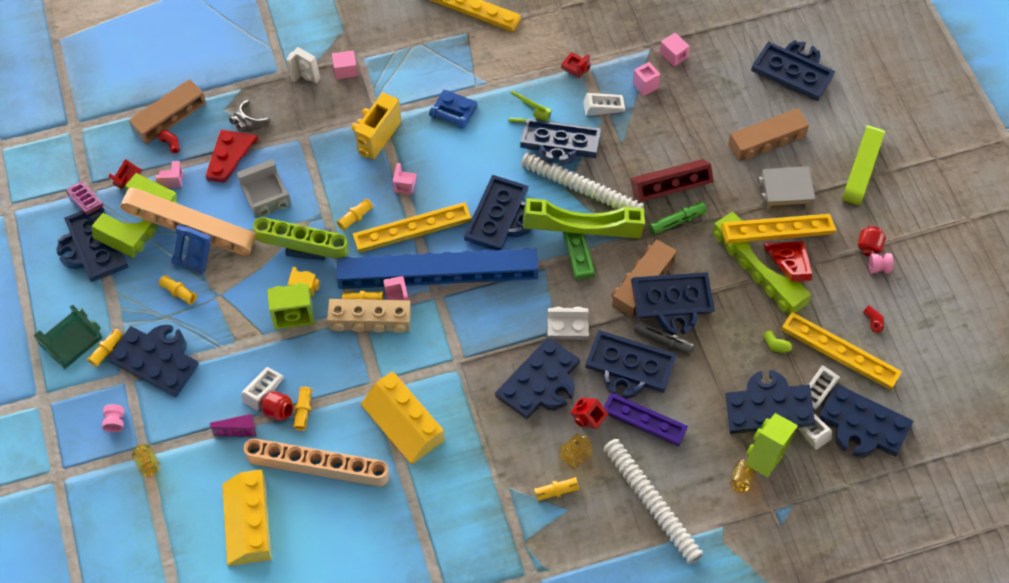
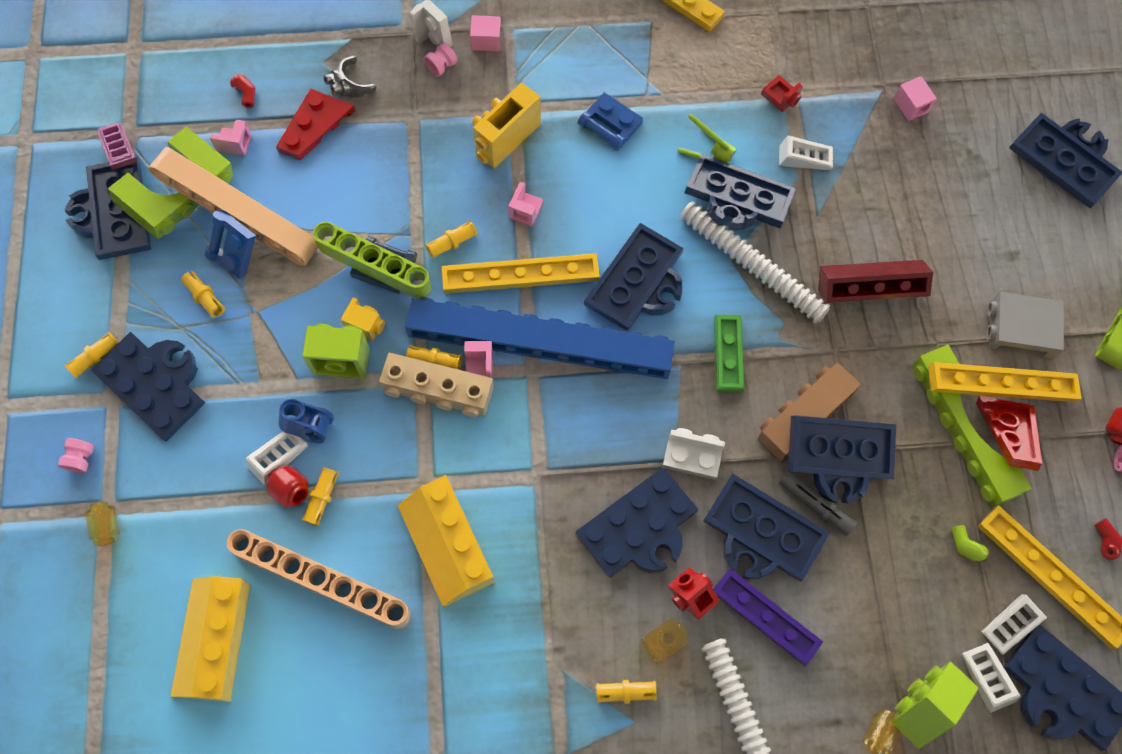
camera: 10 degrees right, 10 degrees up
(70, 337) = (51, 331): clear green panel -> none
(124, 174) = (176, 122): red bracket -> none
(167, 111) = (250, 50): medium nougat brick -> none
(237, 426) = (234, 504): magenta slope -> none
(263, 188) = (344, 180): light grey panel -> none
(276, 358) = (306, 420): none -> blue piece
(315, 89) = (440, 59): none -> bright pink wheel
(623, 222) = (793, 327): lime arch -> none
(646, 78) = (869, 131): bright pink panel -> none
(685, 215) = (881, 333): bright green pin -> none
(760, 401) = (941, 634): dark blue plate -> none
(768, 135) = (1016, 243): medium nougat brick -> none

